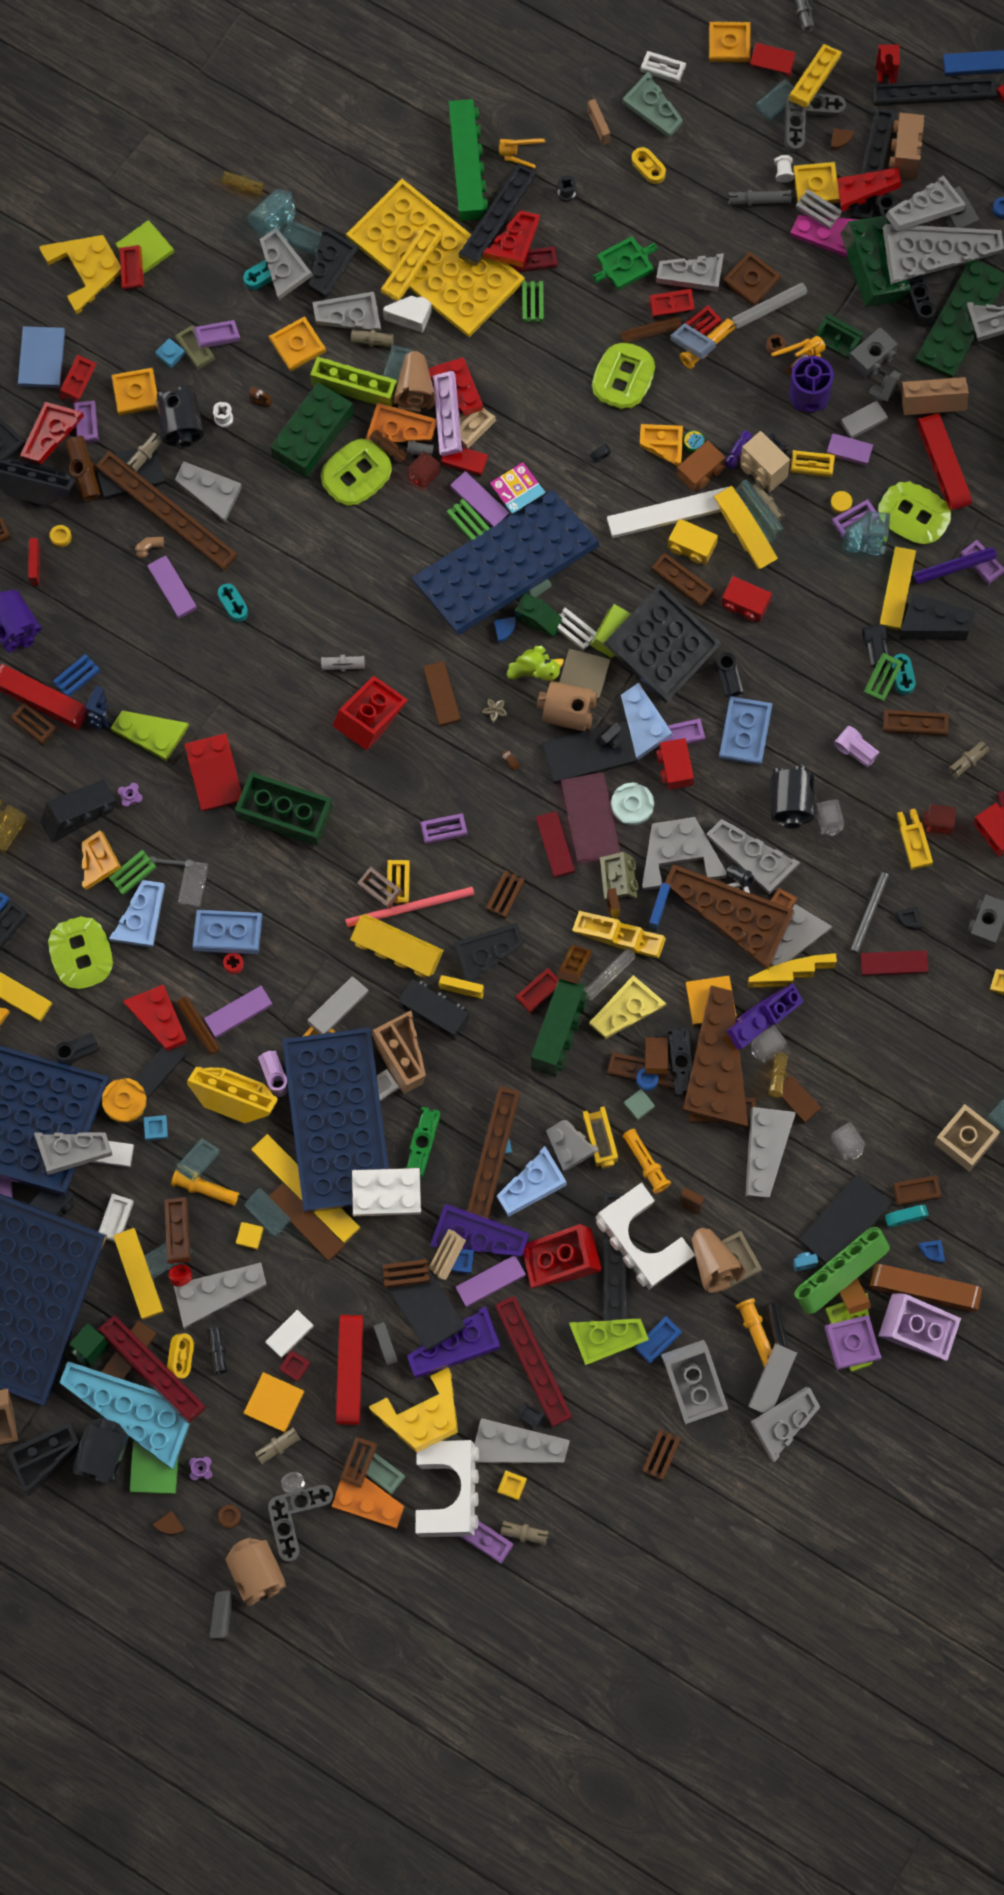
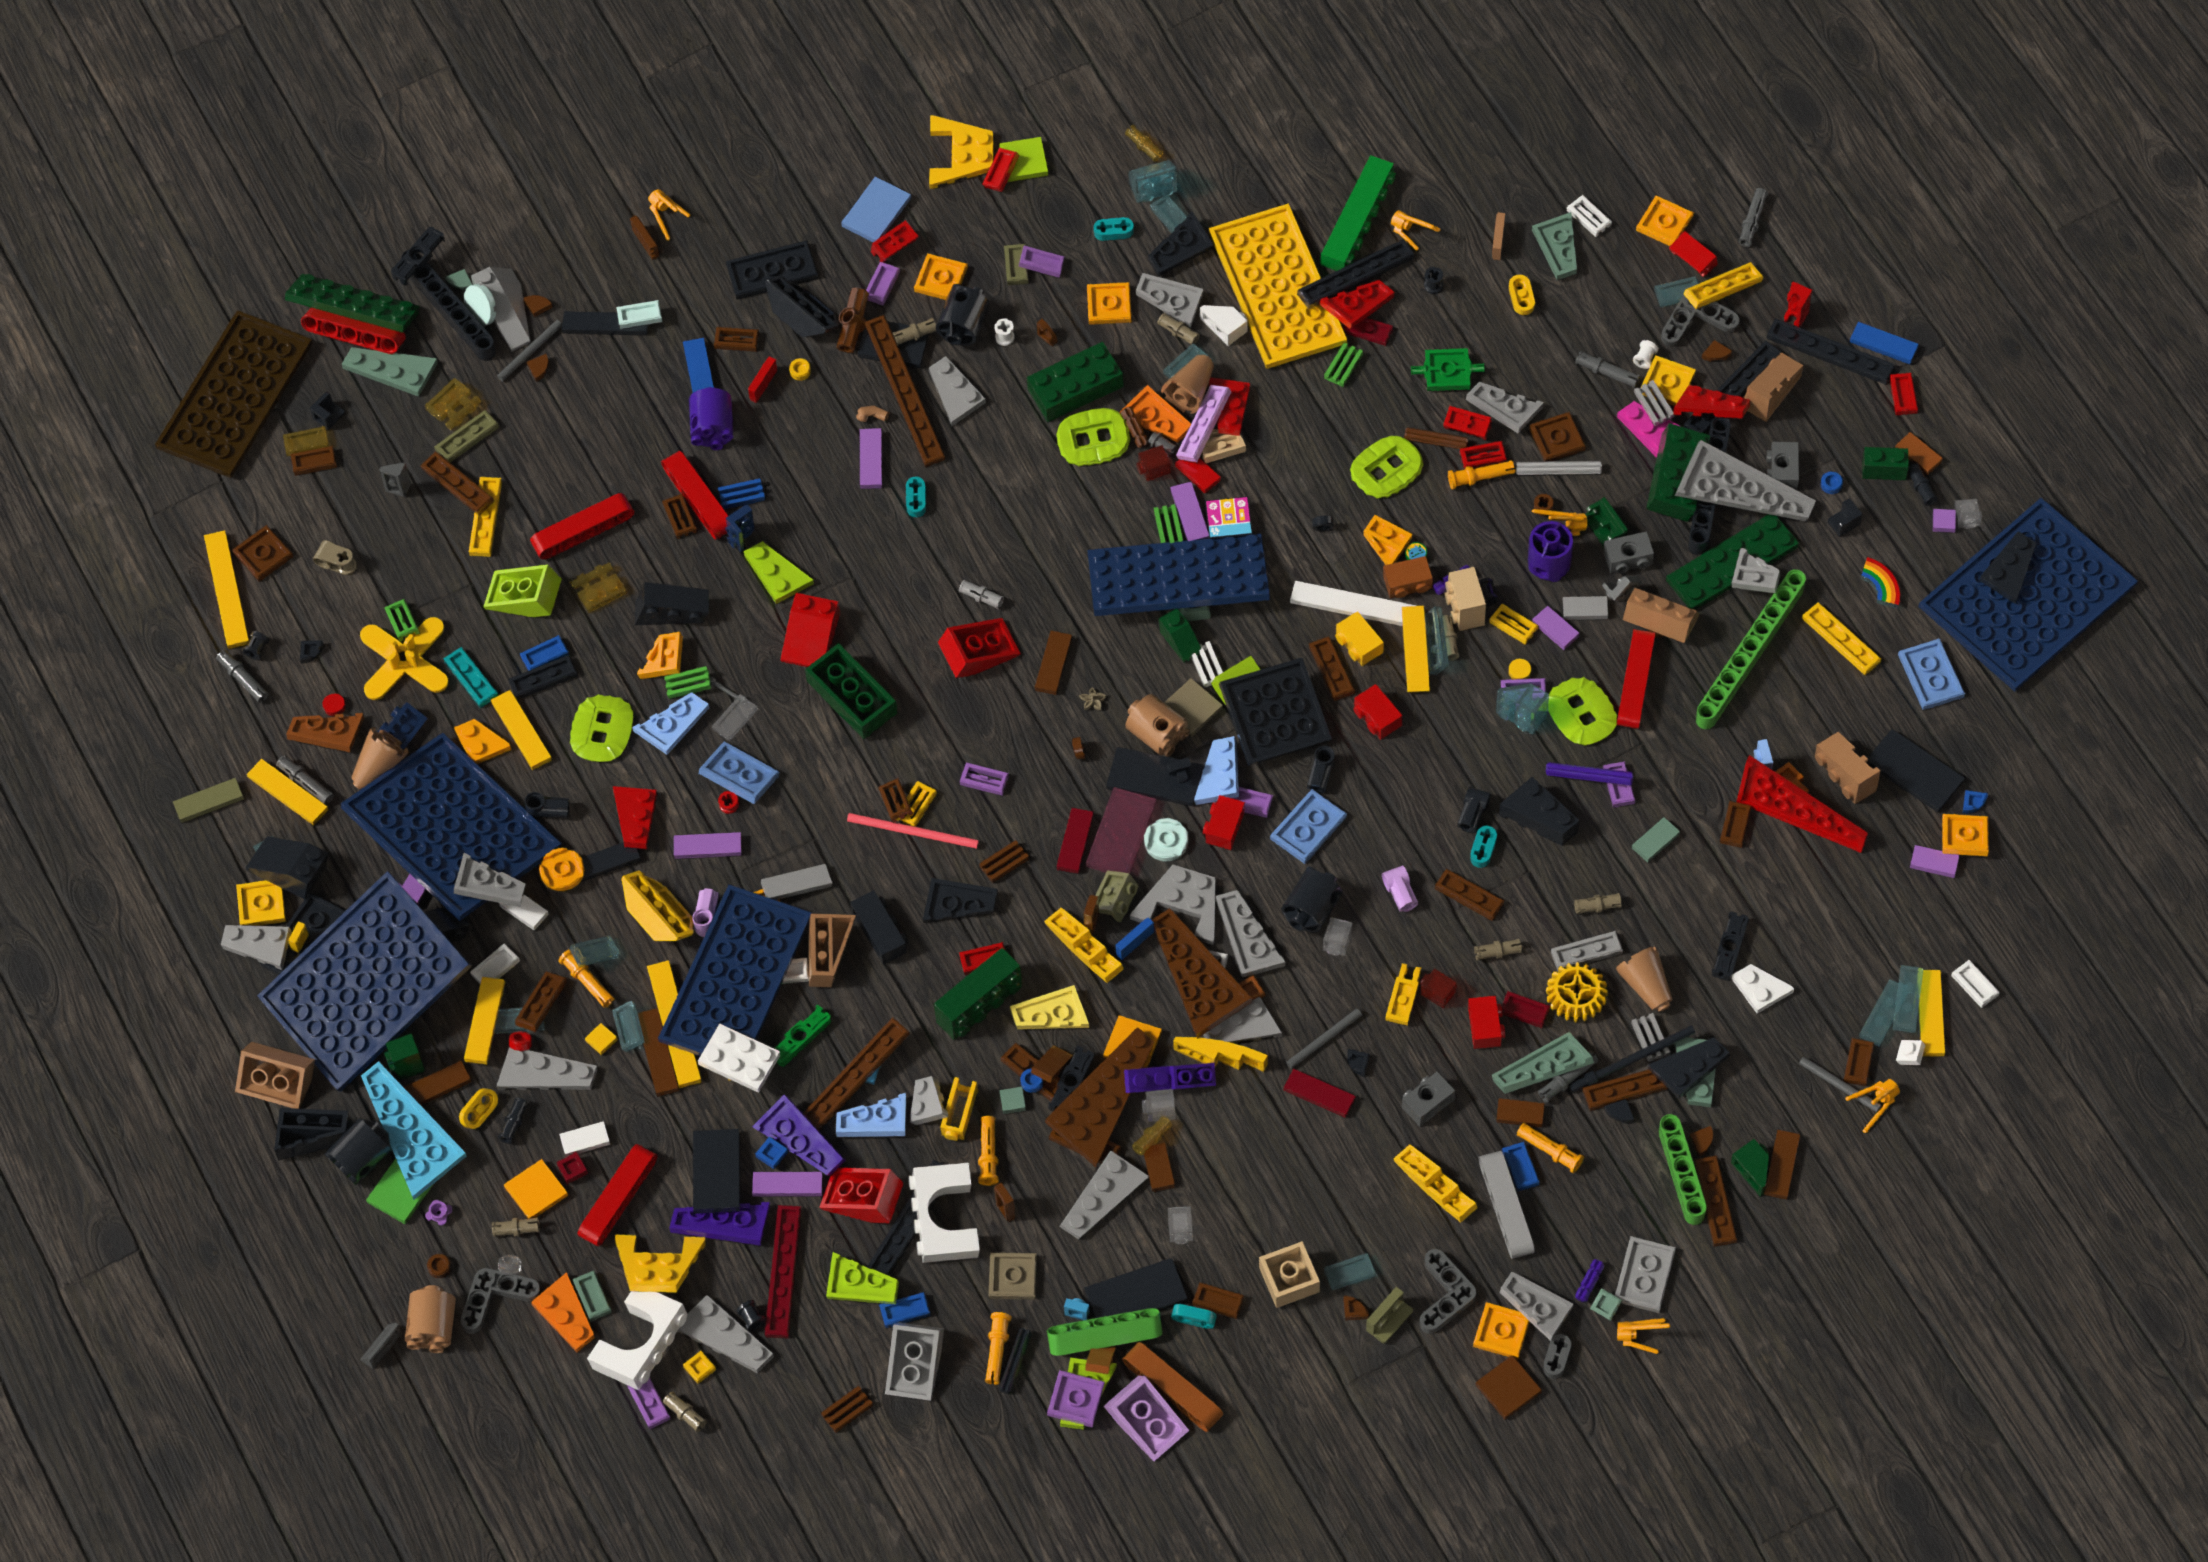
camera: 30 degrees right, 10 degrees down
(49, 431) = (843, 275): red wing -> none
(130, 800) = (725, 621): medium lavender plate -> none
(152, 1369) = (445, 1105): dark red tile -> none
(156, 1128) = (575, 907): dark azure plate -> none
(169, 1524) = (383, 1245): reddish brown tile -> none
(170, 353) = (991, 259): dark azure plate -> none
(198, 1025) = (665, 836): reddish brown axle -> none
(284, 264) = (1136, 228): light grey wing -> none
(352, 1481) = (580, 1283): reddish brown tile -> none
(353, 382) = (1135, 356): lime brick -> none
(385, 1343) = (662, 1189): dark grey beam -> none
(396, 945) = (879, 856): yellow brick -> none
(406, 1265) = (717, 1134): reddish brown tile -> none
(411, 263) = (1251, 279): yellow tile -> none
(447, 1254) = (761, 1139): tan tile -> none
(461, 987) = (915, 920): yellow tile -> none
(504, 628) = (1144, 633): blue tile -> none
(535, 665) = (1148, 675): lime animal -> none
(574, 964) = (1024, 947): reddish brown tile -> none
(610, 973) = (1054, 975): clear axle -> none
(693, 341) = (1465, 464): sand blue tile -> none
(715, 1261) = (993, 1266): medium nougat cone -> none
(745, 878) = (1225, 950): black pin -> none
(772, 1378) = (984, 1393): light grey tile -> none
(783, 1421) = (973, 1435): light grey wing -> none
(875, 674) = (1476, 825): bright green tile -> none
(897, 588) = (1526, 767): yellow tile -> none
(930, 204) = (1759, 444): light grey wing -> none
(933, 1251) = (1200, 1360): blue tile -> none

